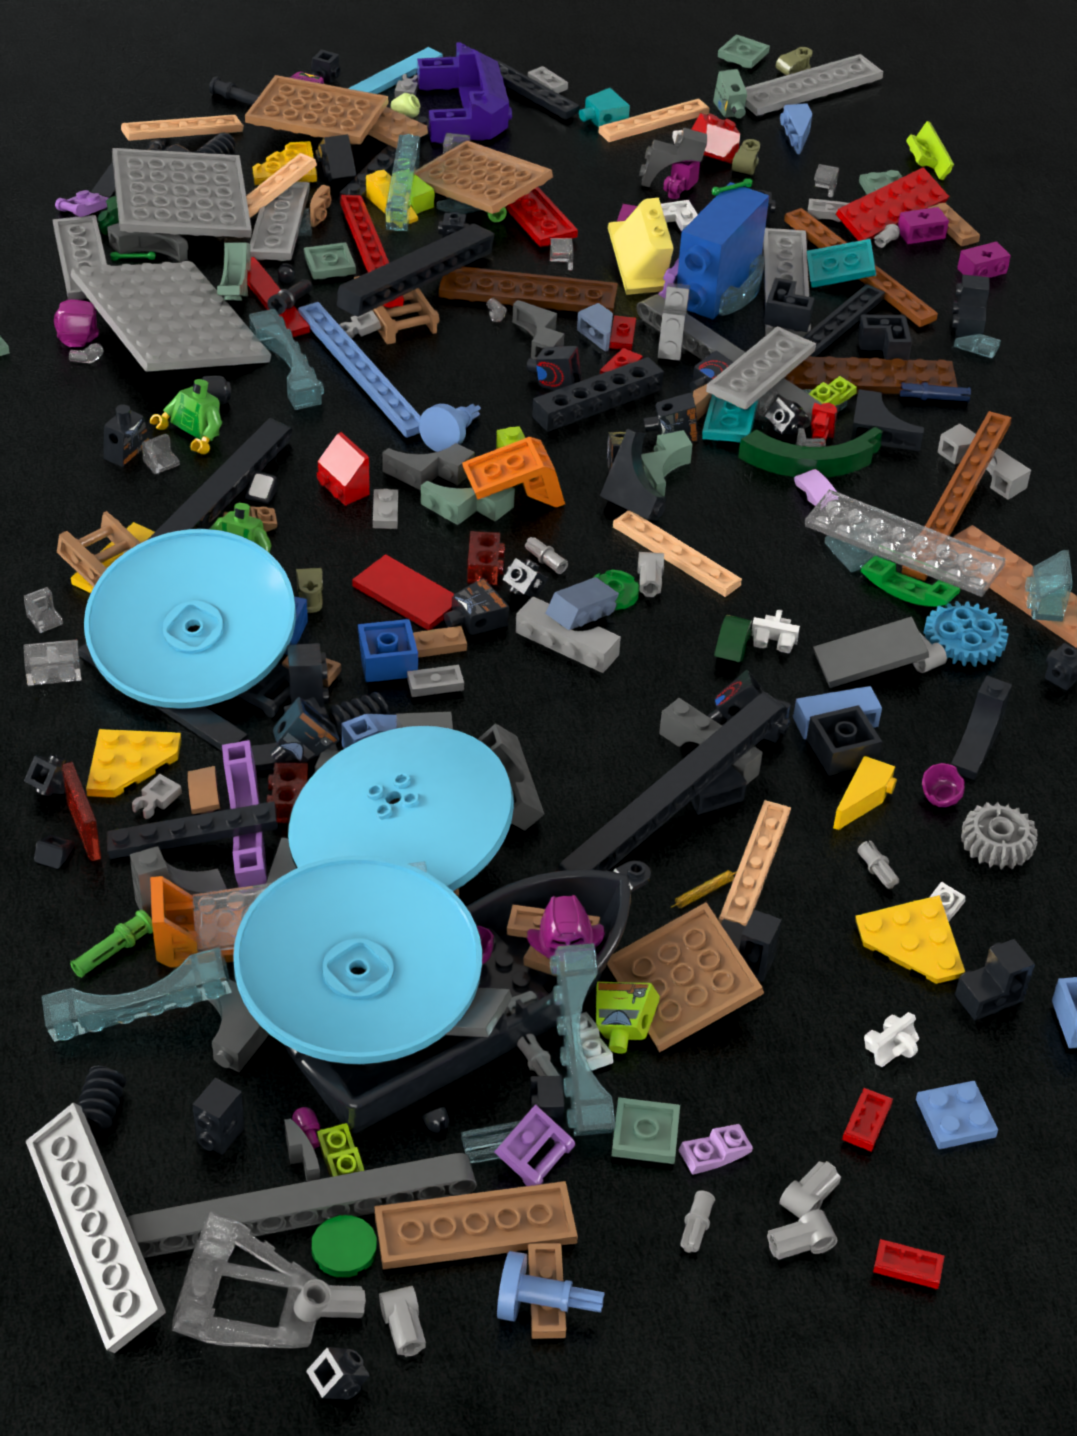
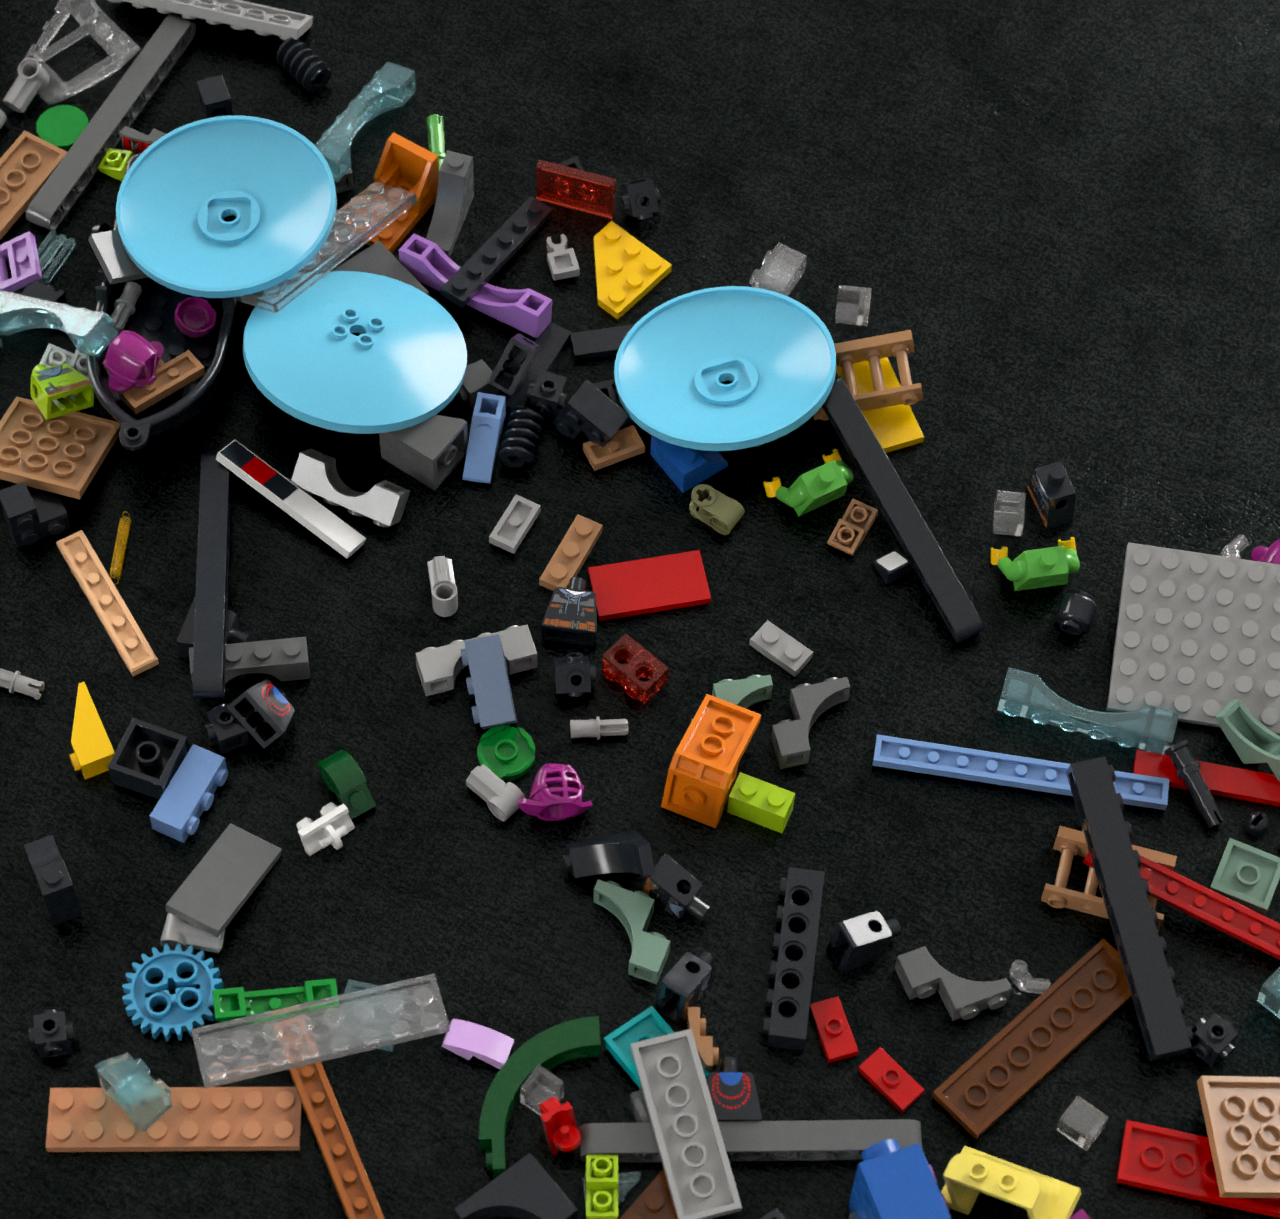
camera: 130 degrees right, 15 degrees up
(203, 790) = (528, 278): medium nougat slope -> none
(286, 786) = (484, 335): clear red brick -> none
(344, 470) = (848, 634): slope -> none
(387, 650) = (572, 499): blue slope -> none
(445, 425) = (844, 758): medium blue piece -> none
(535, 682) = (443, 586): none -> light grey piece
(557, 806) = (290, 498): none -> white tile
(596, 325) = (915, 1052): sand blue slope -> none
(623, 542) = (555, 794): none -> magenta piece
(673, 321) = (844, 1111): arch -> none
(677, 553) = (501, 845): light nougat tile -> none
(786, 416) = (608, 1095): black brick -> none
(943, 785) = (32, 797): magenta hair -> none

